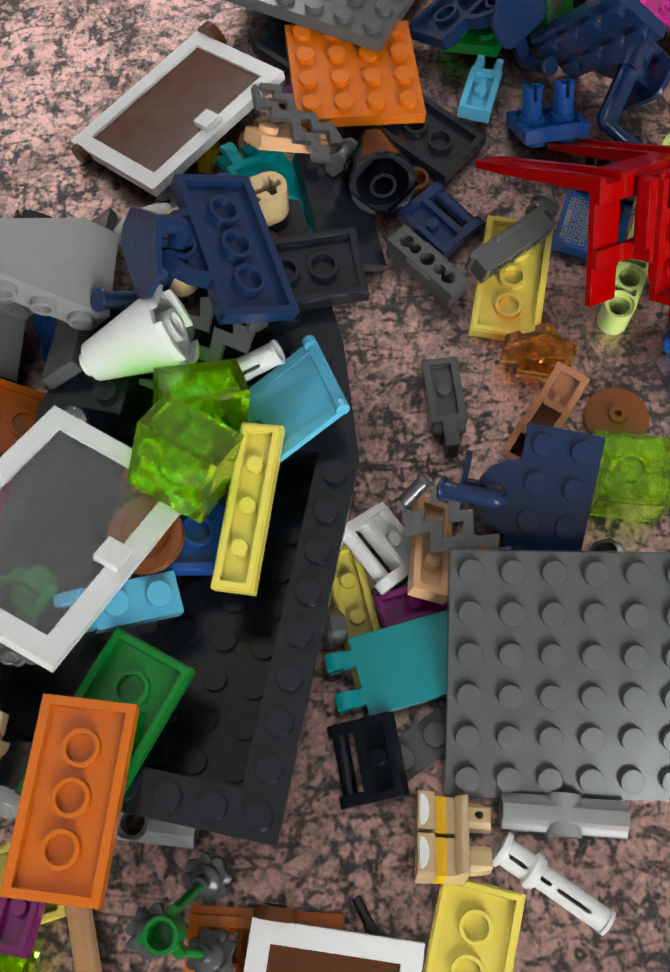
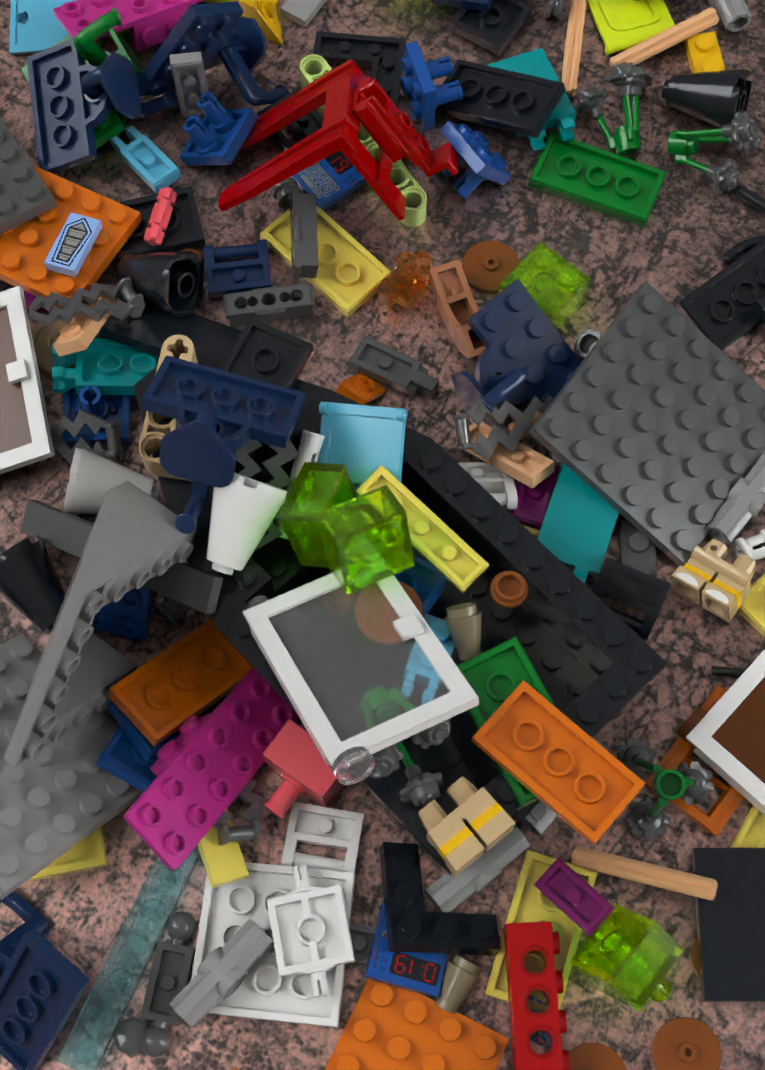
camera: 55 degrees left, 0 degrees up
(175, 613) = (465, 628): none -> dark tan cone
(242, 630) = (508, 589): none -> dark orange plate
(351, 83) = (73, 244): none -> light blue tile
(395, 386) = (360, 389): none -> orange bracket
(435, 130) = (160, 216): none -> coral axle
(572, 56) = (189, 81): none -> light grey tile

